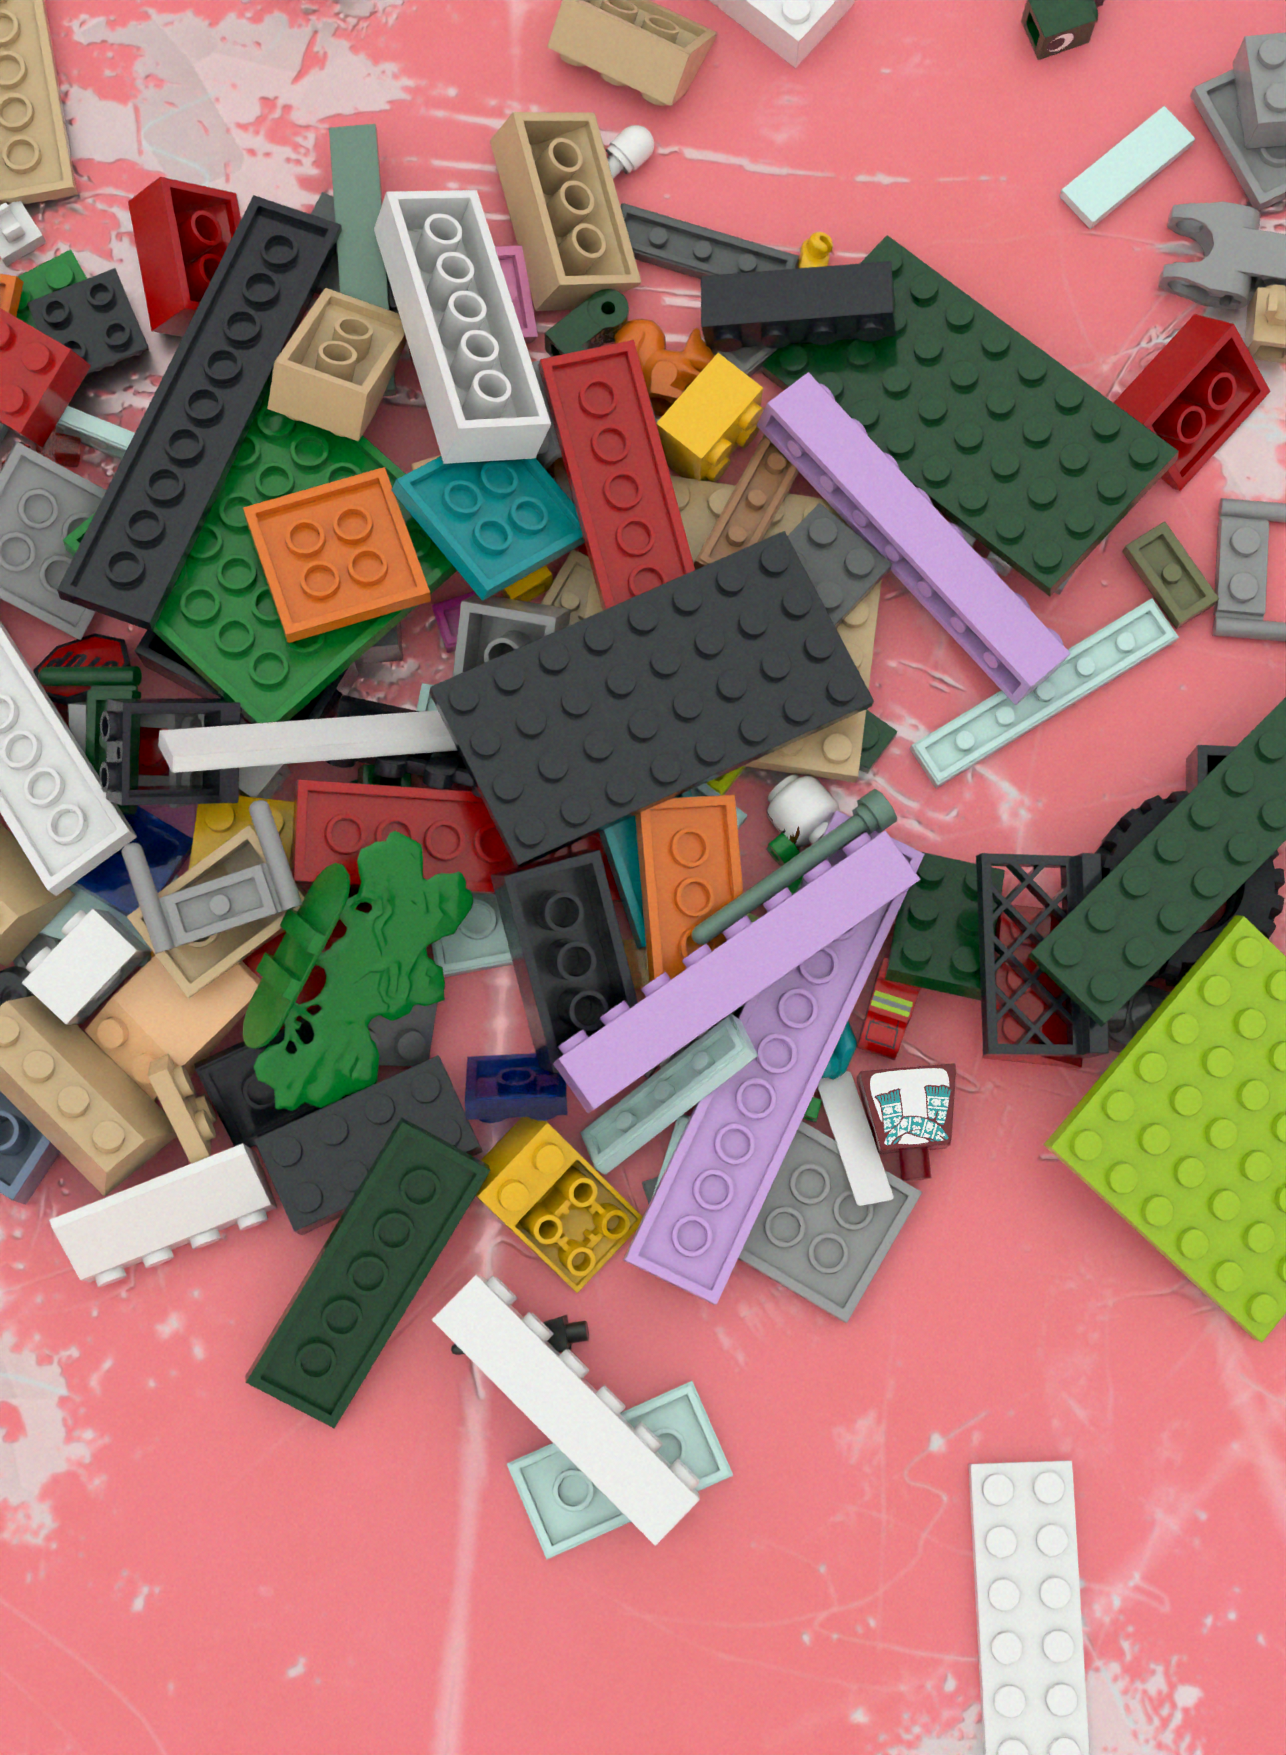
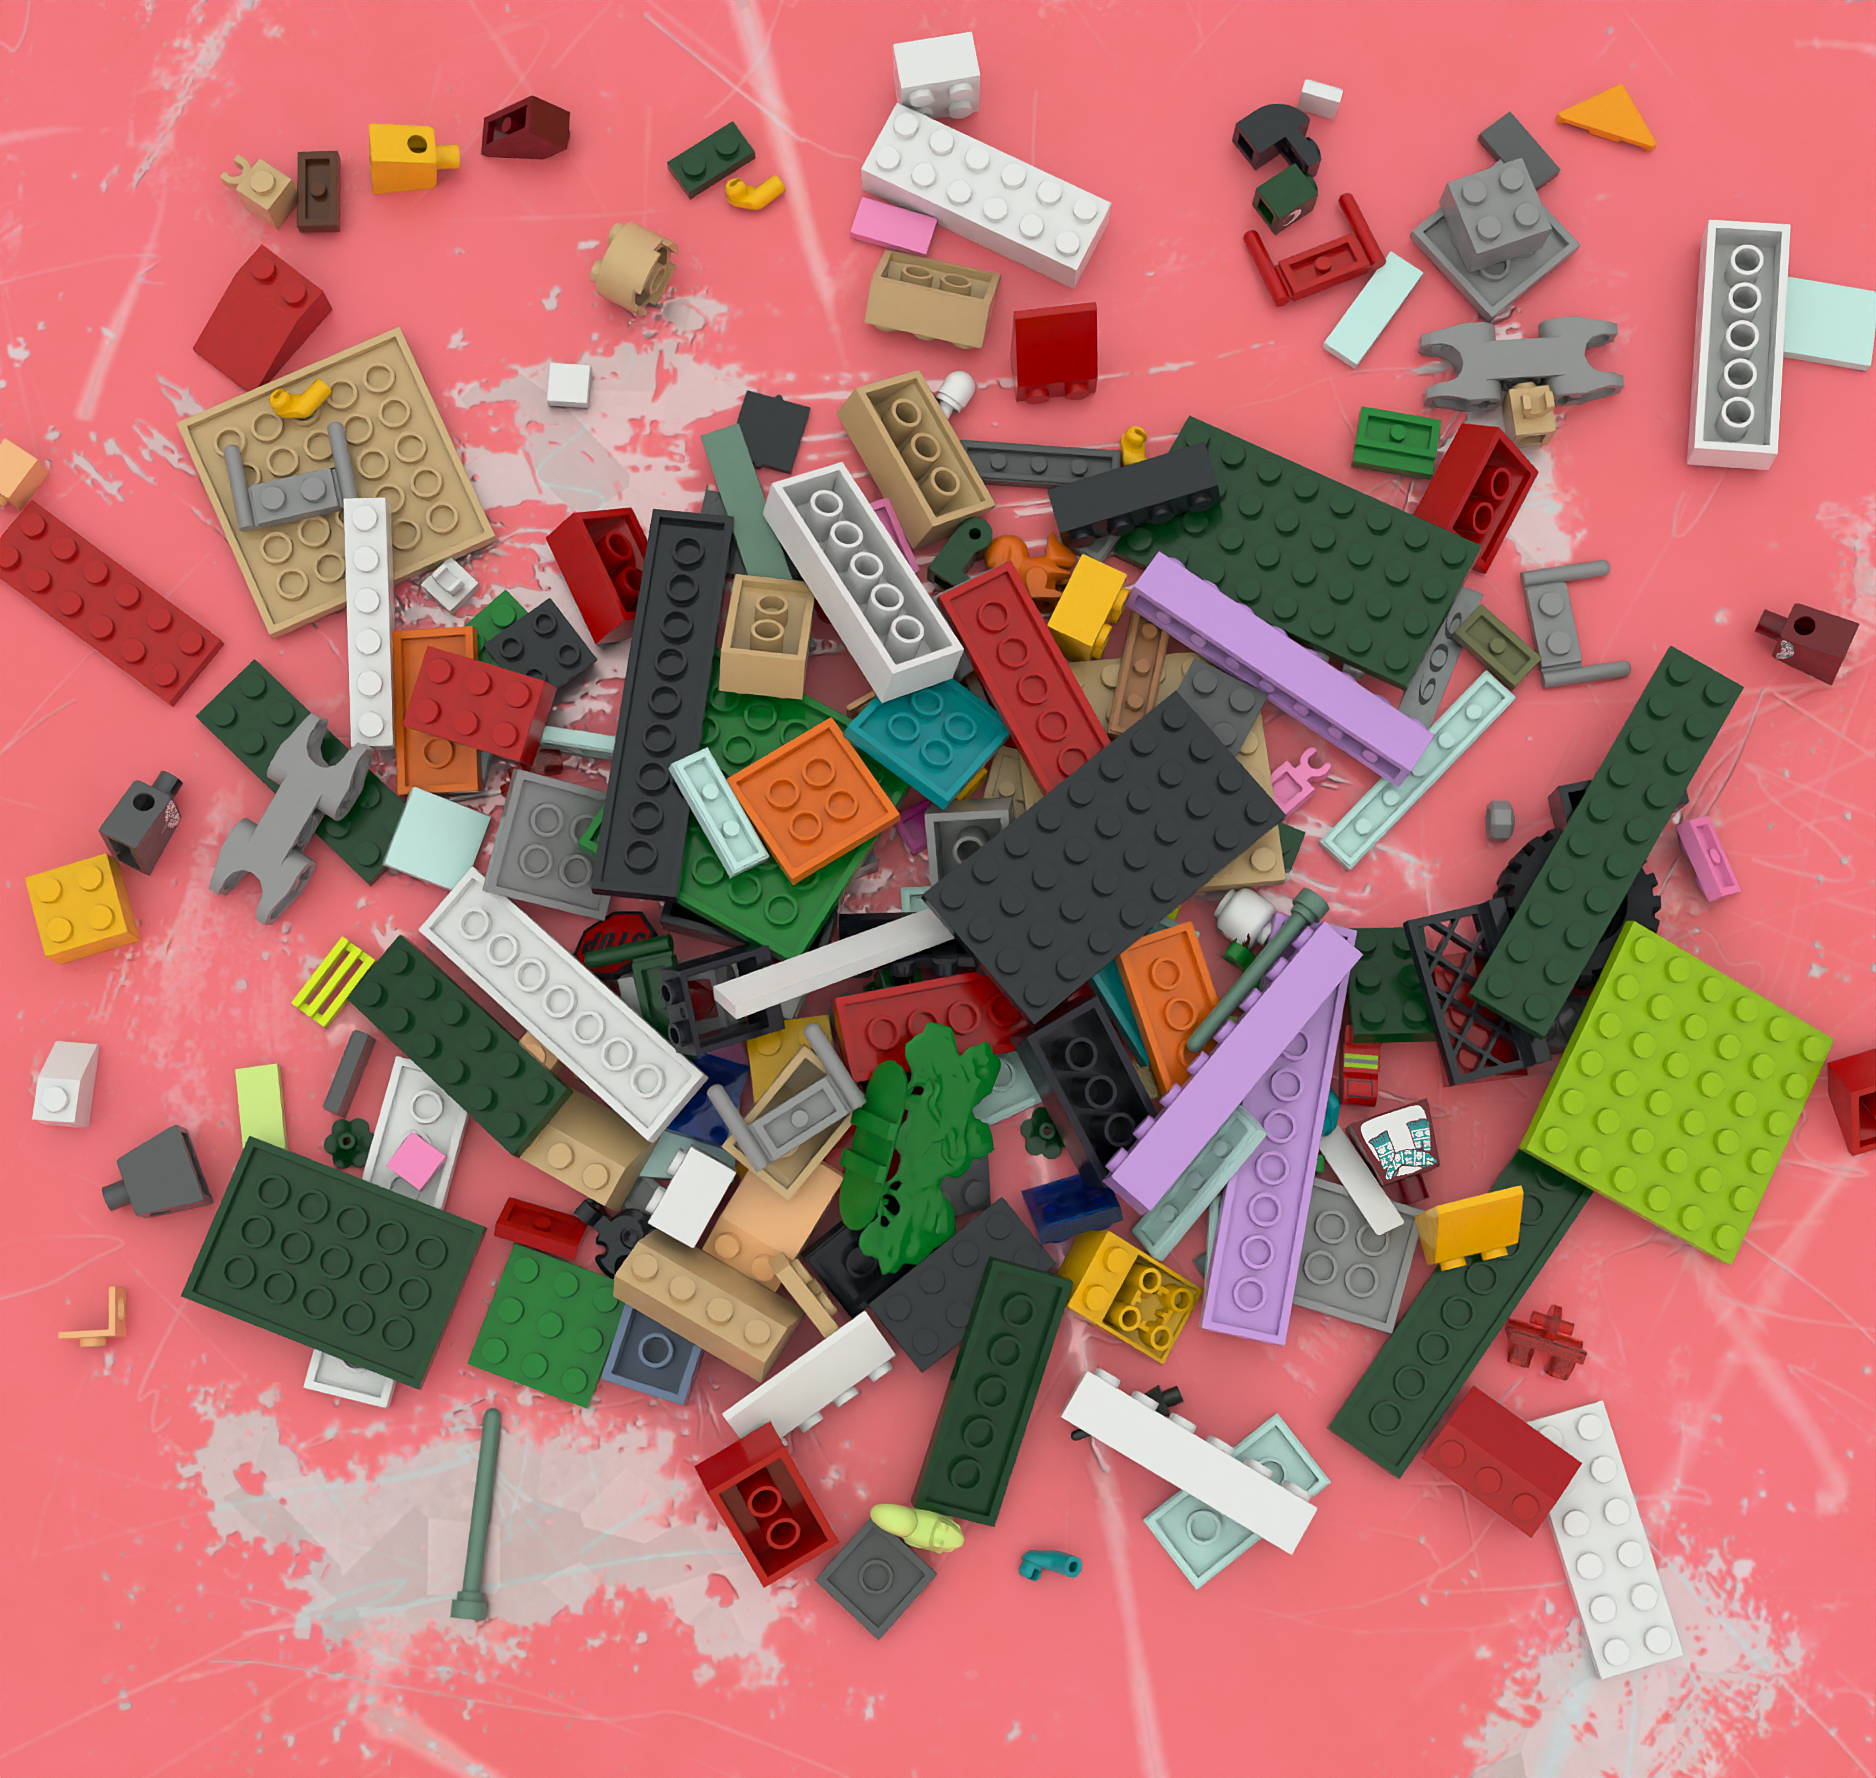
camera: 15 degrees left, 0 degrees up
(76, 1336) = (766, 1504): none -> red brick
(184, 1451) = (876, 1578): none -> dark grey plate
(202, 43) = (569, 385): none -> white tile
(226, 541) = (718, 812): none -> light aqua tile
(244, 1405) = (919, 1527): none -> yellowish green animal
(389, 1483) = (1053, 1560): none -> teal arm
(415, 144) = (772, 430): none -> black piece
(501, 1006) = (1036, 1140): none -> dark green plant
(749, 124) = (1054, 352): none -> red slope
(895, 675) = (1292, 785): none -> bright pink plate
(931, 1318) = (1454, 1324): none -> dark green plate
(934, 1500) = (1502, 1461): none -> red slope
(965, 1222) = (1471, 1227): none -> yellow slope
(1039, 1389) = (1561, 1349): none -> clear red hips
(1080, 103) = (1321, 265): none -> red plate
(1100, 574) = (1433, 675): none -> flat silver sticker
(1114, 320) = (1396, 443): none -> green plate
(1123, 771) = (1499, 820): none -> light grey tile

